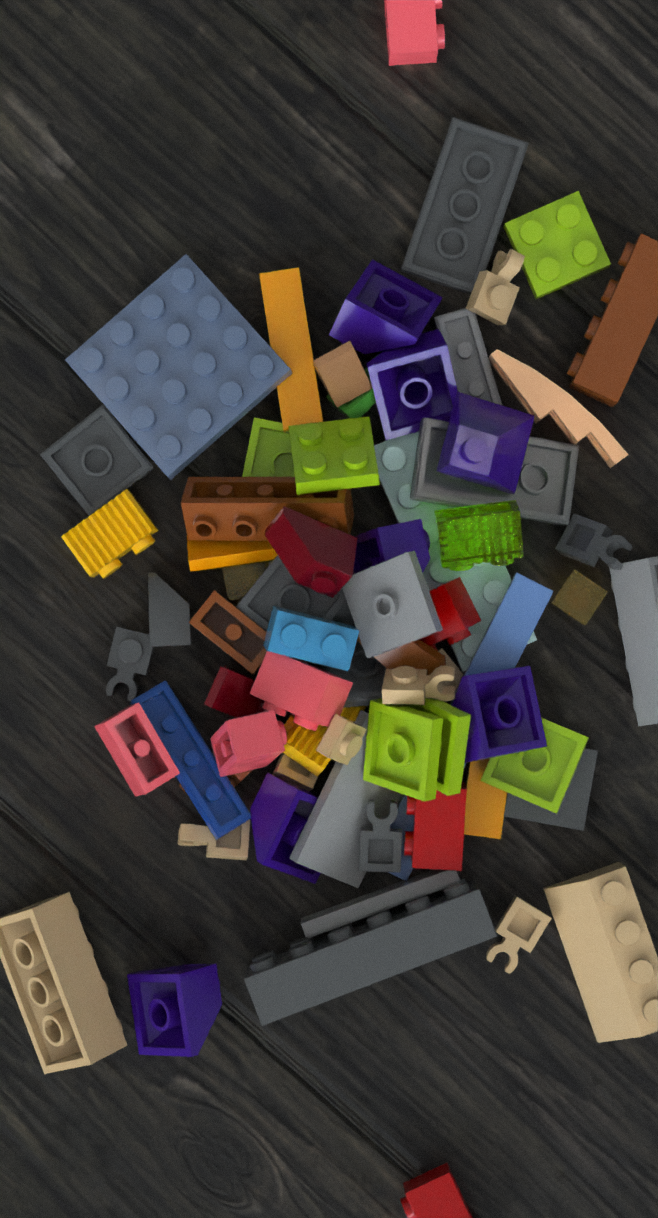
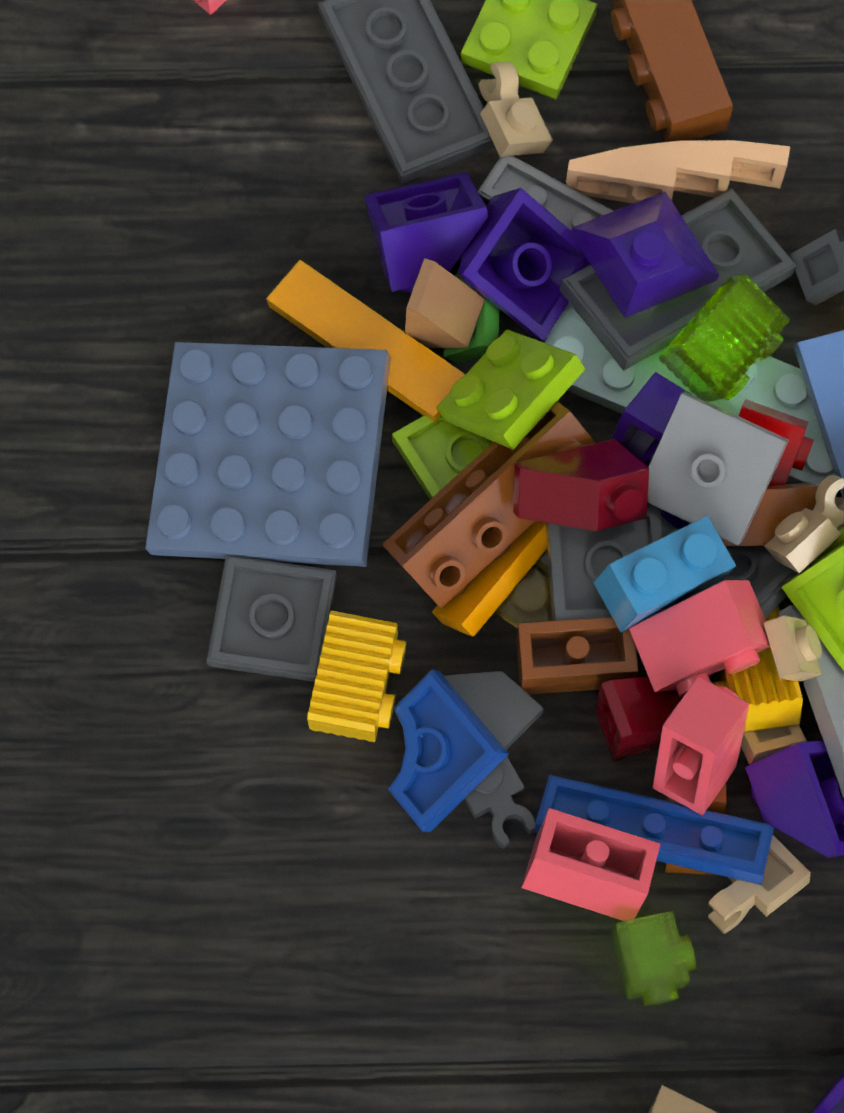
camera: 45 degrees left, 15 degrees down
(120, 618) = (444, 751): none -> blue tile
(127, 824) = (653, 957): none -> clear neon green brick

